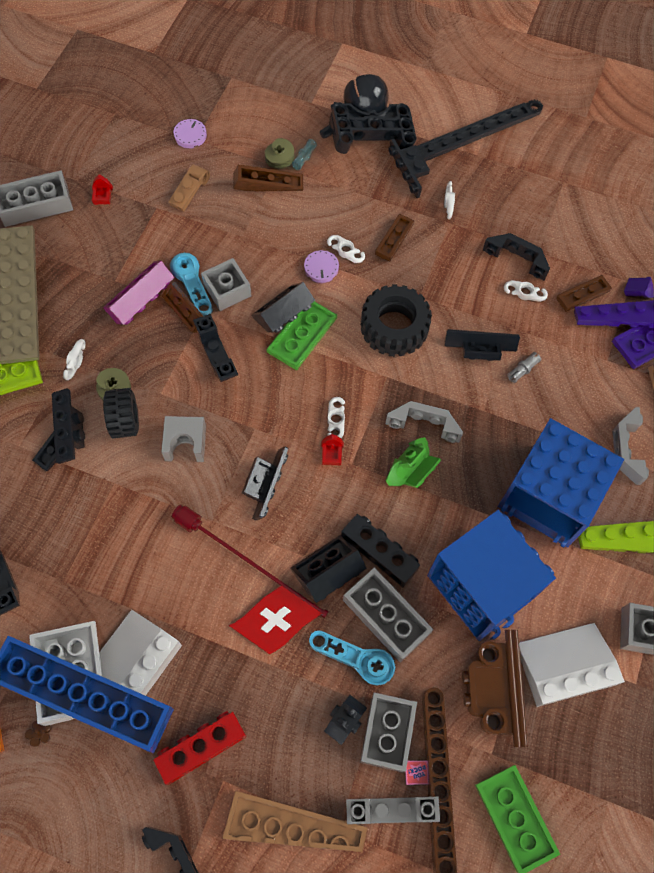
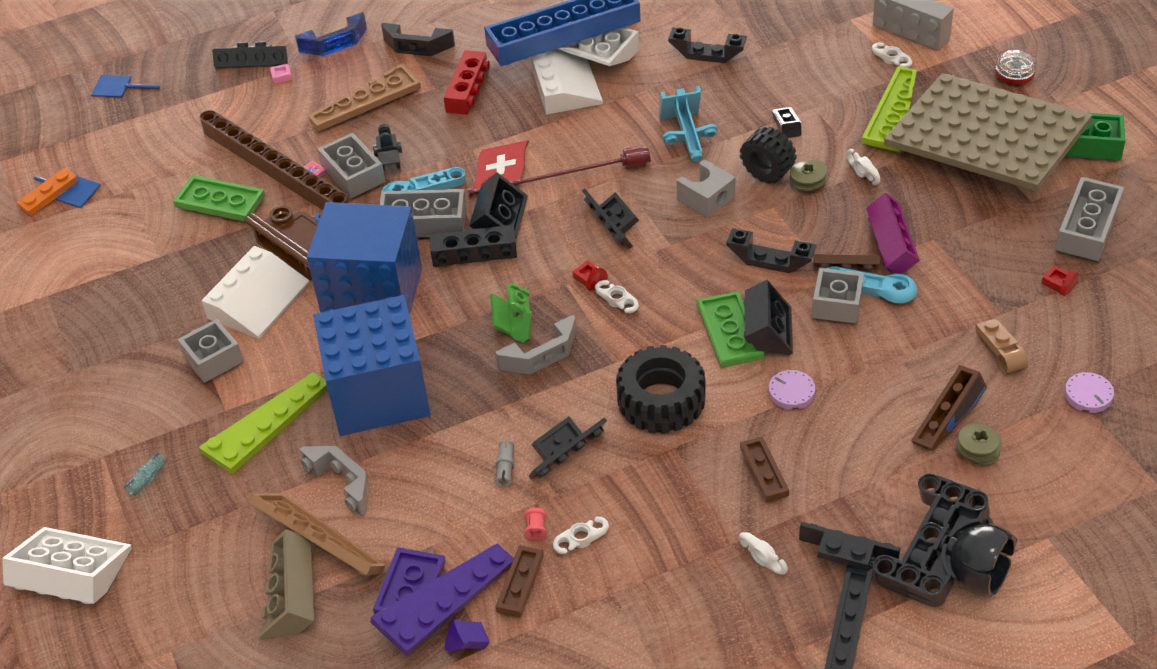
camera: 140 degrees right, 20 degrees down
(67, 426) = (795, 128): black bracket -> none
(104, 526) = (683, 106): none -> medium azure piece
(304, 154) = (960, 468): clear light blue pin -> none
(348, 255) = (781, 420): white piece -> none
(393, 810) = (327, 129): light grey slope -> none
(521, 247) = (591, 565): black slope -> none
(545, 314) = (535, 524): none -> coral bush

